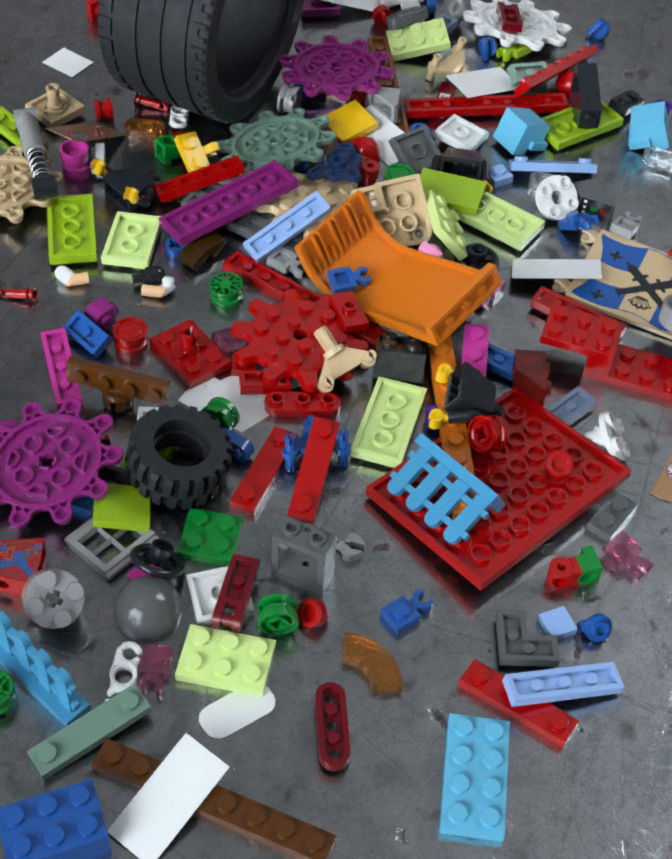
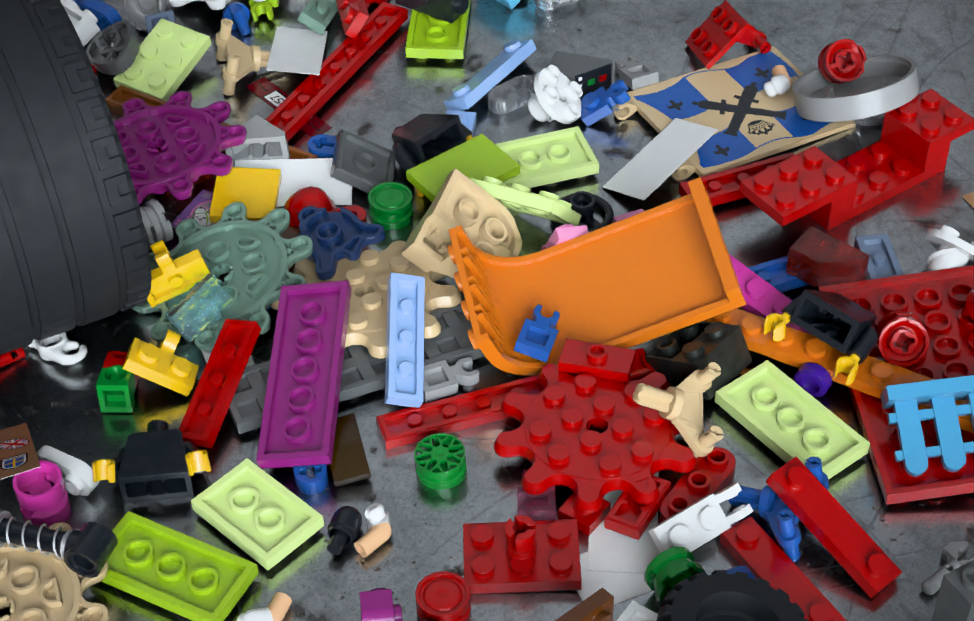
camera: 50 degrees left, 5 degrees down
(144, 128) = (42, 395): clear orange beam -> none
(238, 142) = (199, 307): none -> clear light blue hips
(249, 122) = (175, 275): none -> yellow plate
(269, 411) = (699, 521): none -> white hinge
(461, 133) = (365, 114): white tile -> none
(521, 130) = (417, 66): medium azure plate -> none

